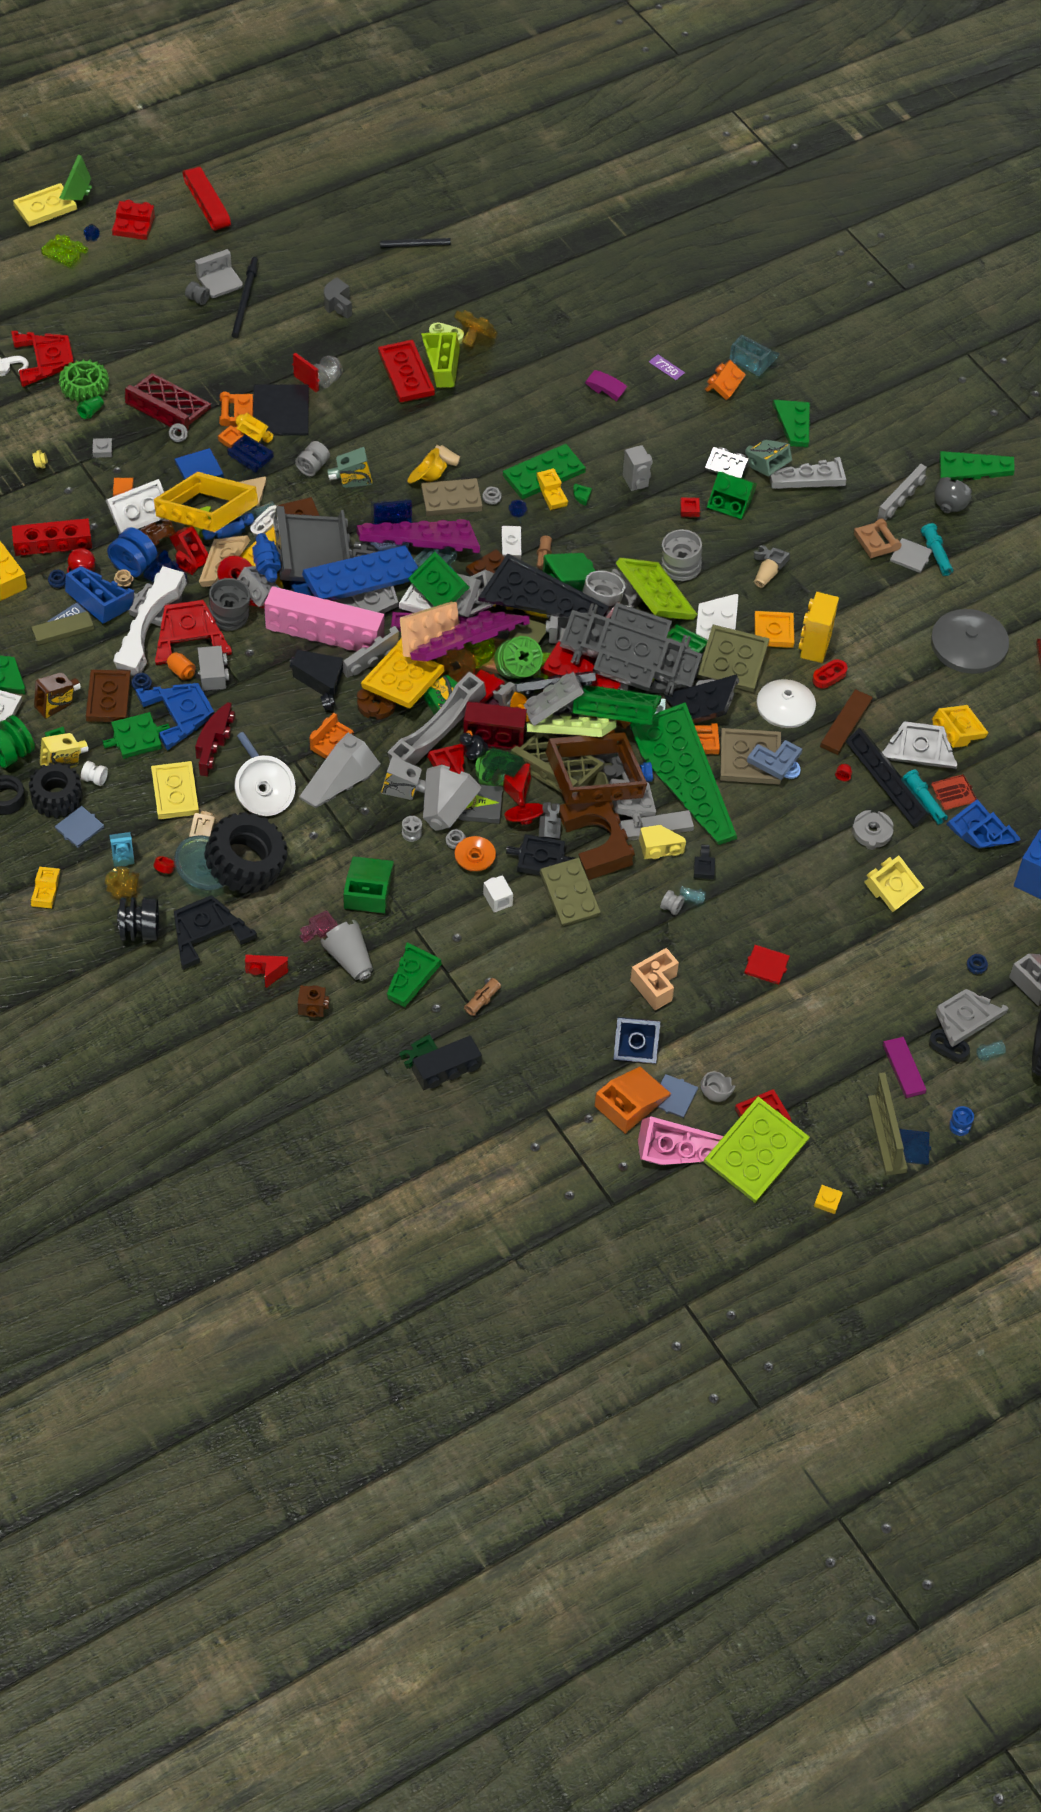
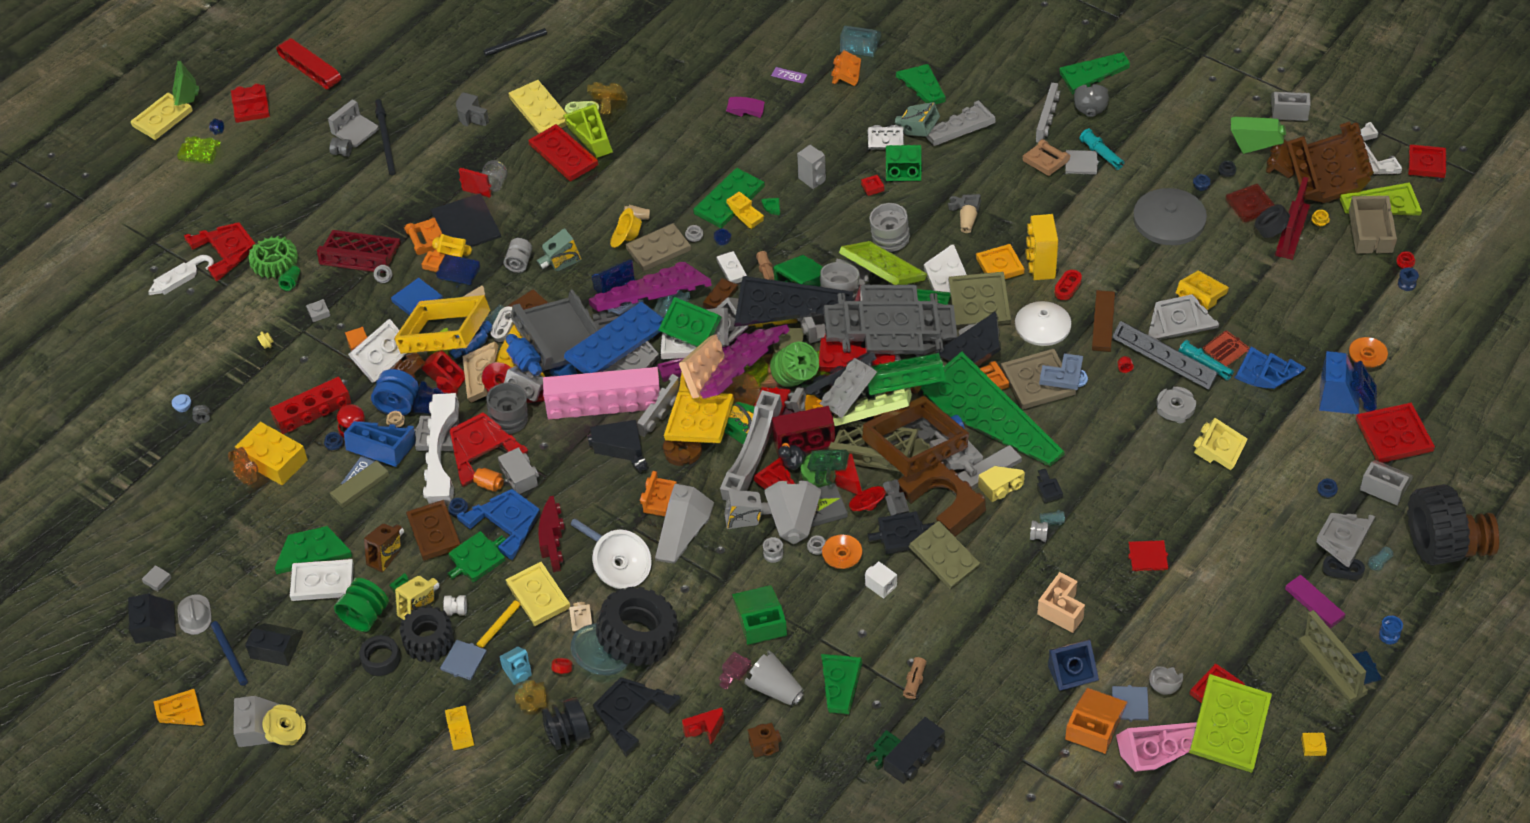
camera: 15 degrees left, 5 degrees down
(126, 805) = (498, 624): none -> yellow bar
(405, 315) = (538, 106): none -> light yellow plate
(1021, 617) = (1201, 182): none -> dark blue plate

